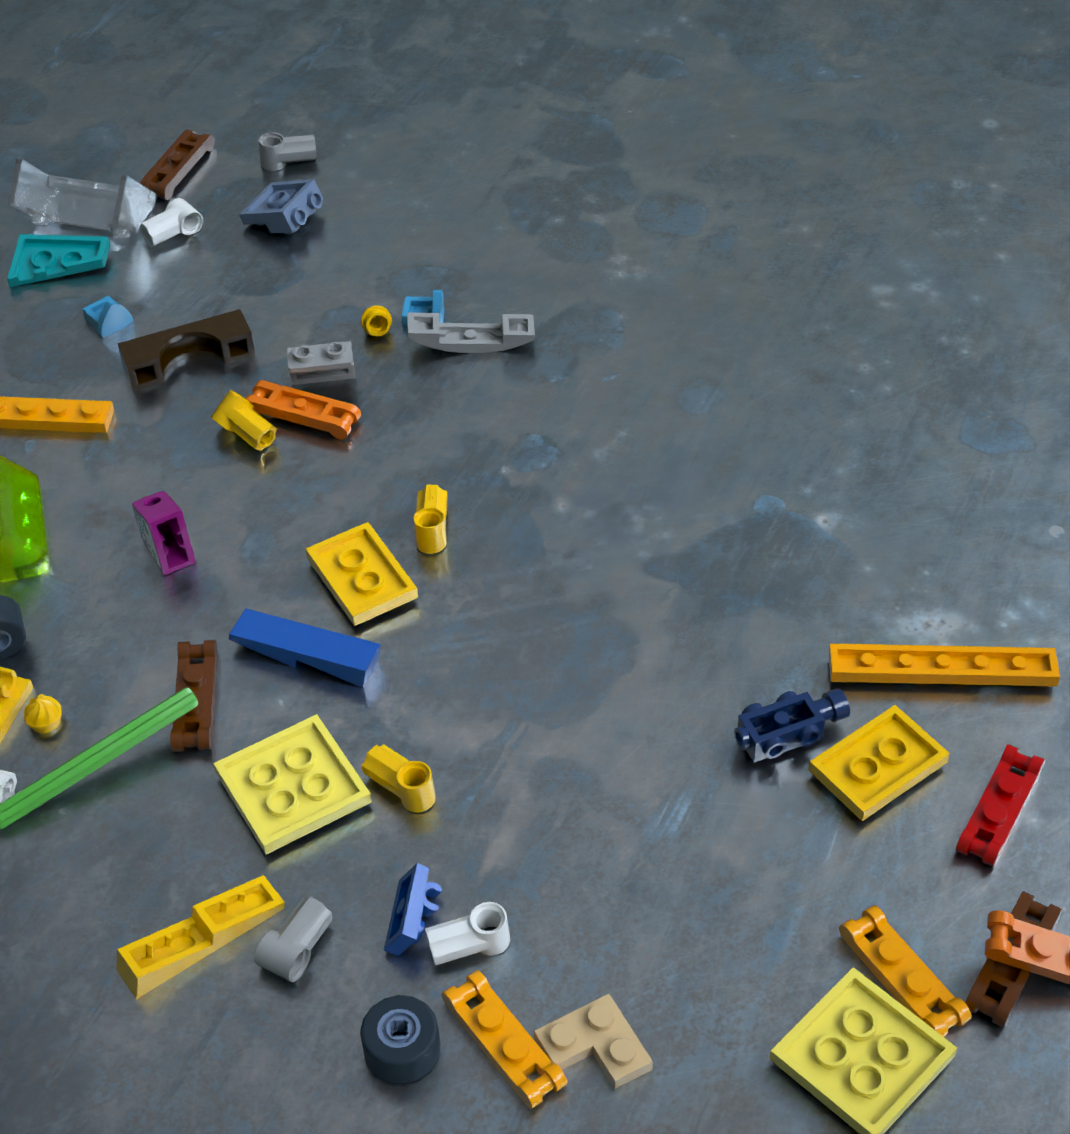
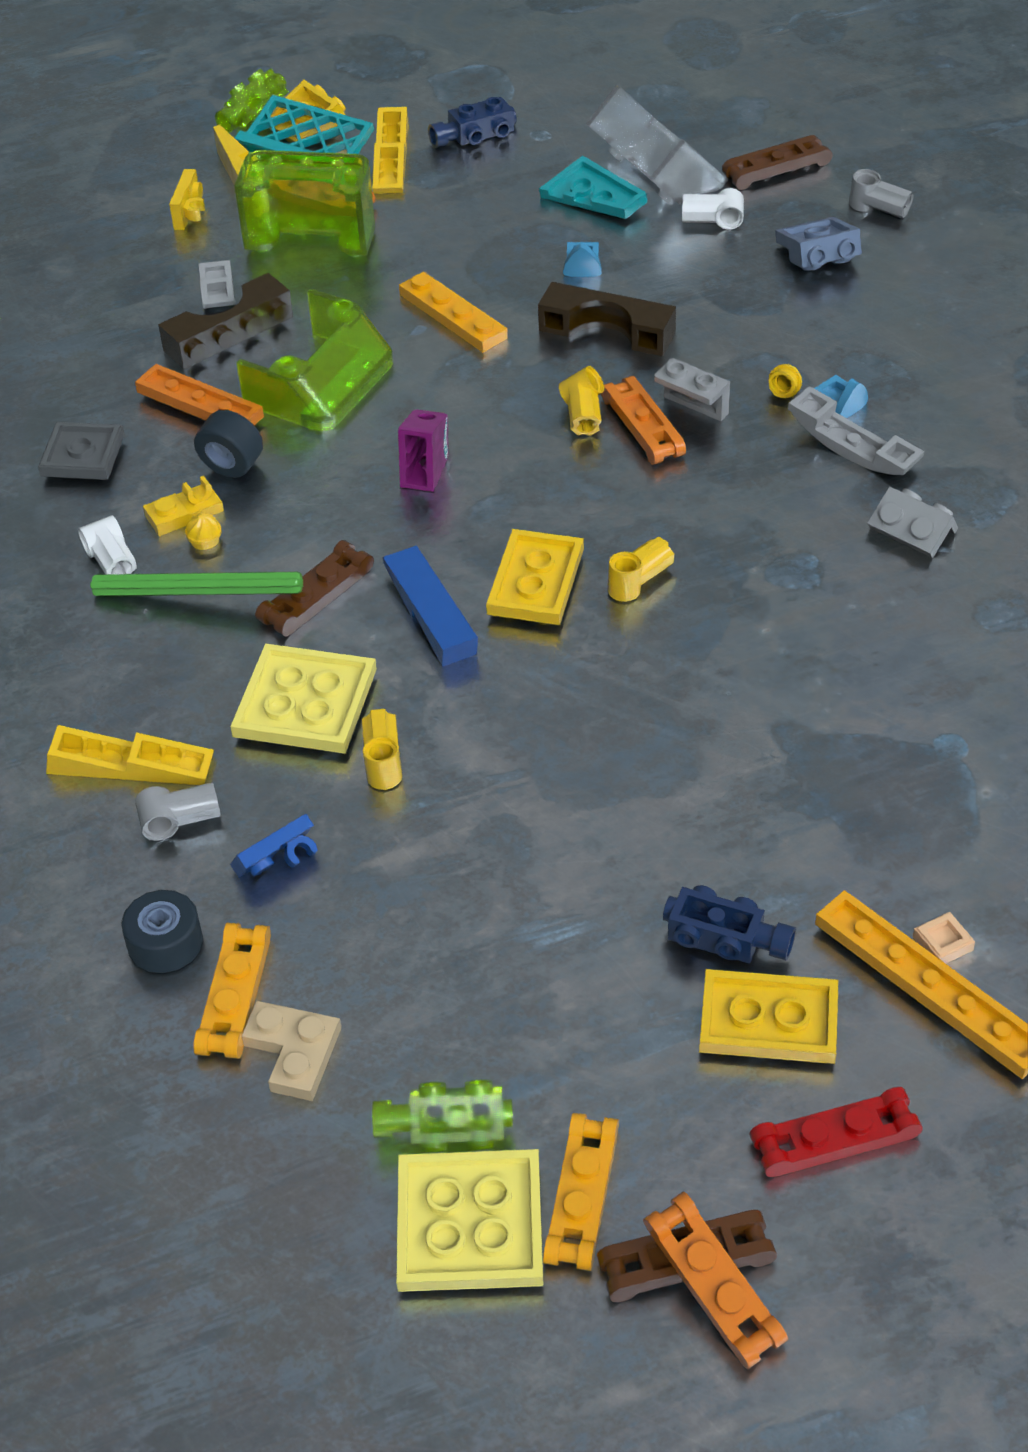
camera: 45 degrees right, 0 degrees up
(467, 934) = (300, 898): white piece -> none
(578, 368) = (912, 522): none -> light grey bracket
(770, 995) = (457, 1121): none -> clear neon green brick
(913, 630) = (944, 938): none -> light nougat tile

